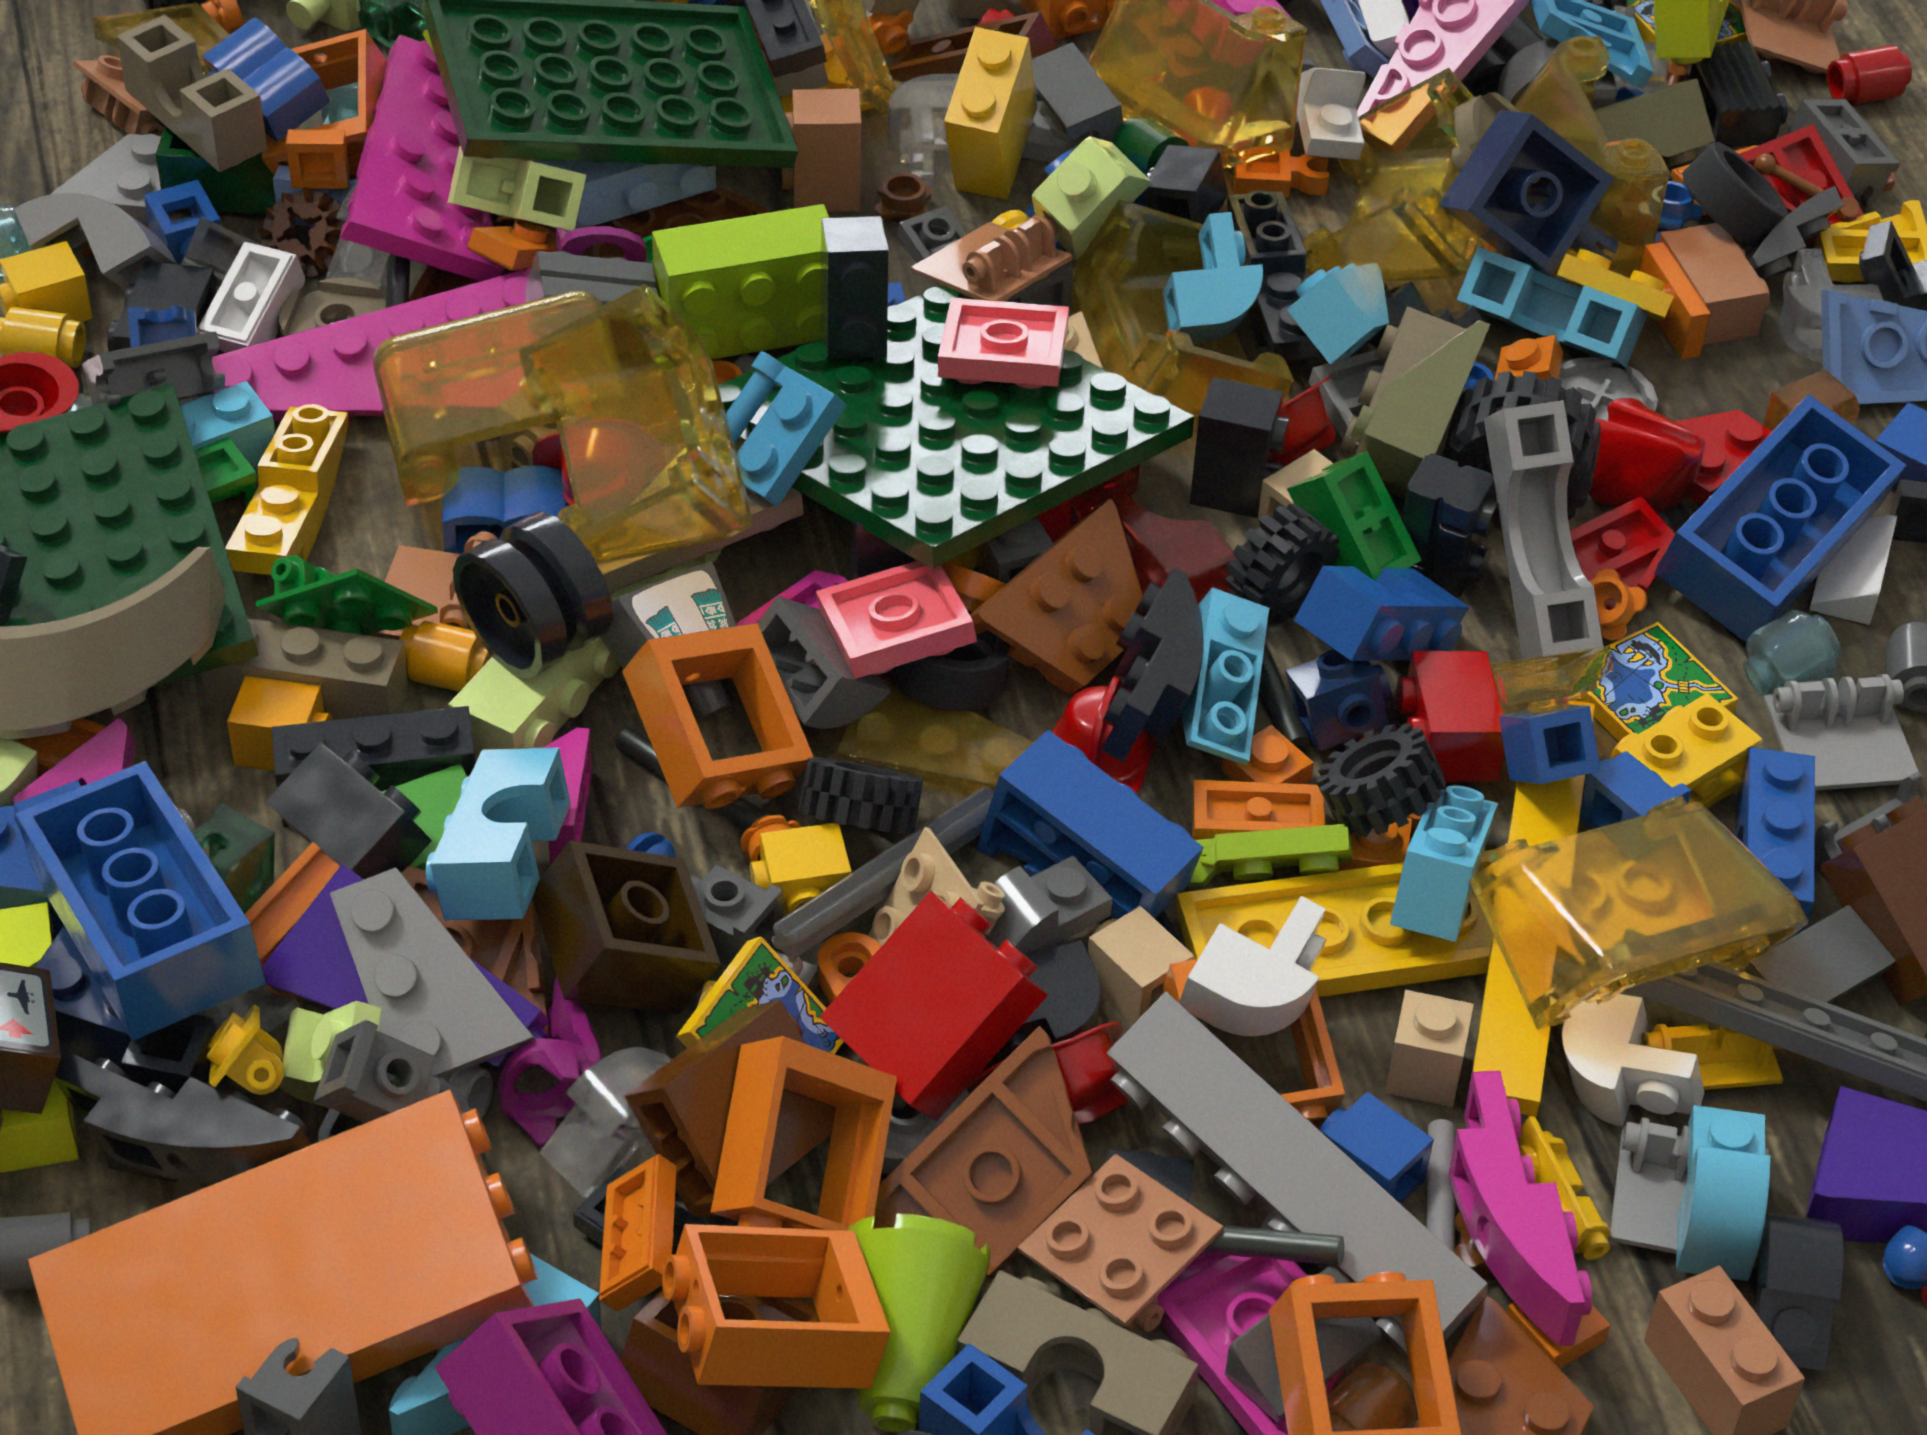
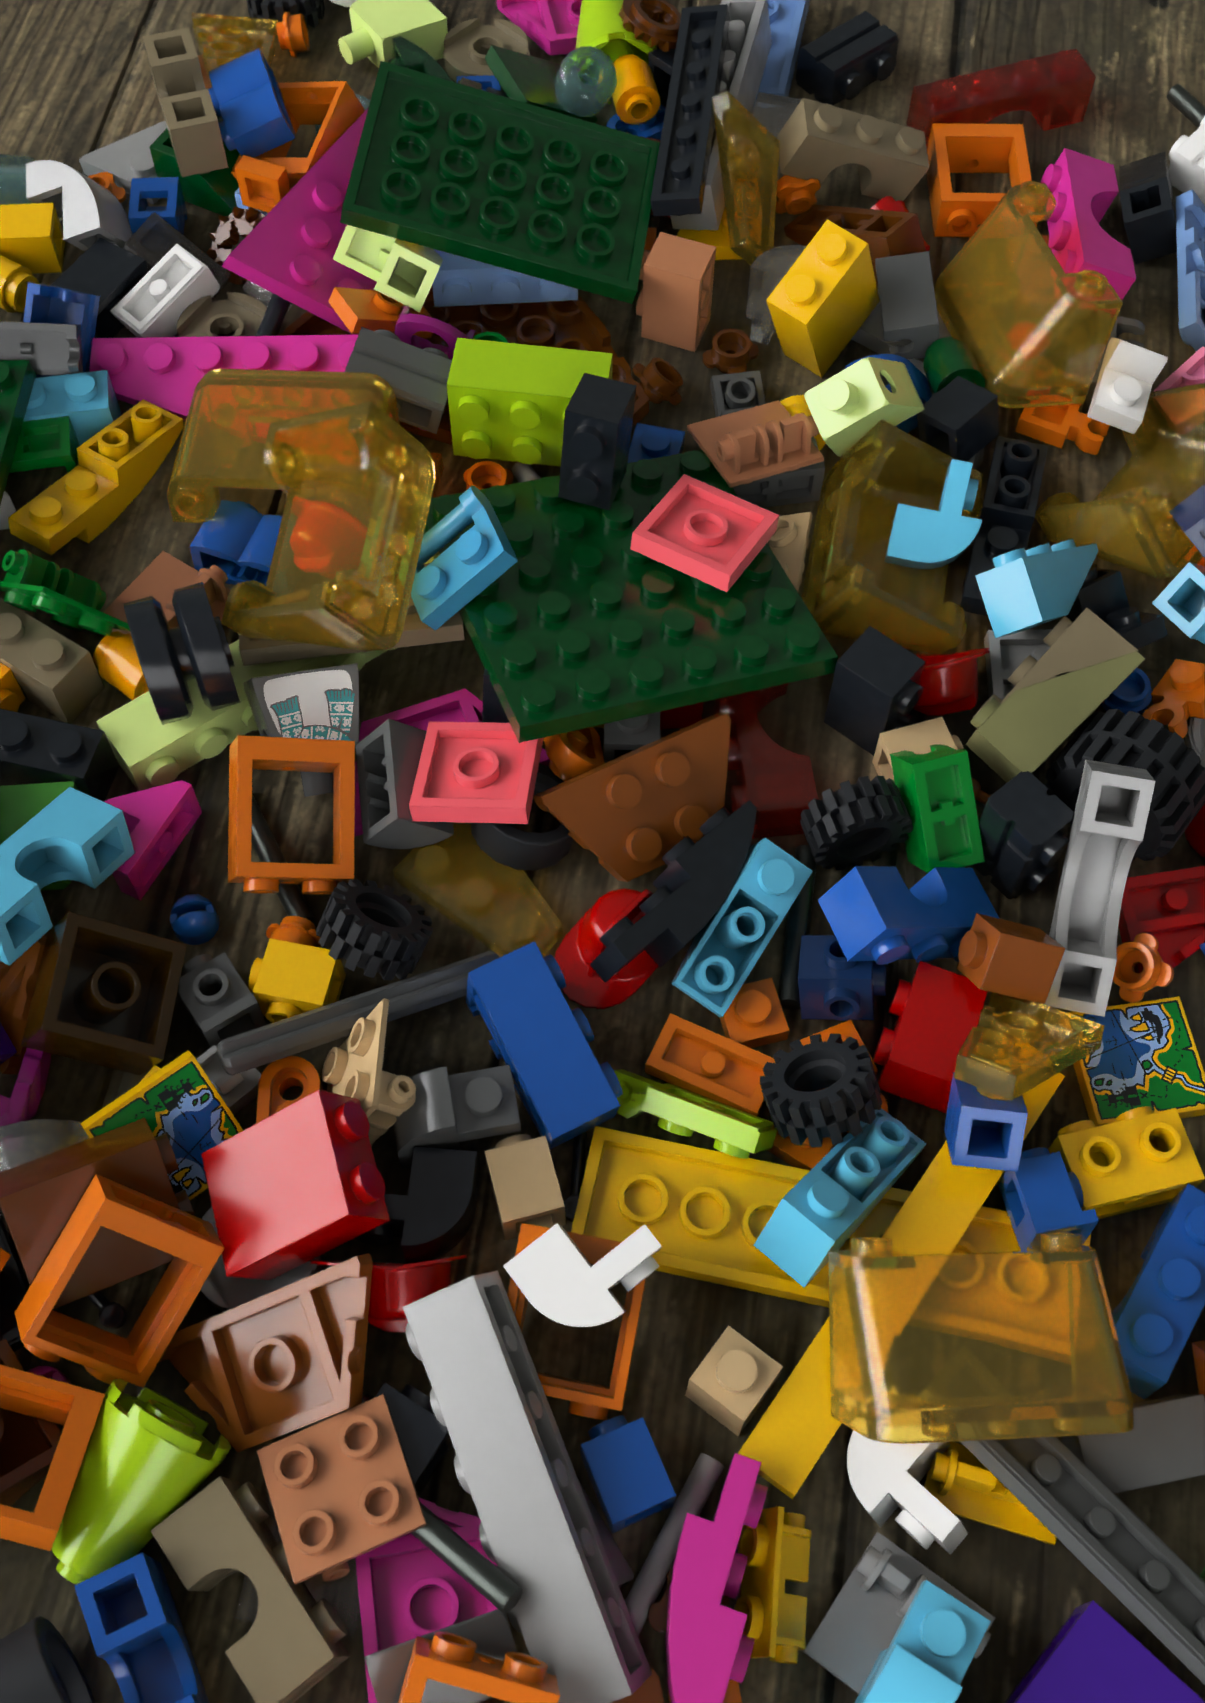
camera: 25 degrees right, 15 degrees up
(1495, 618) = (1009, 958): none -> dark orange brick

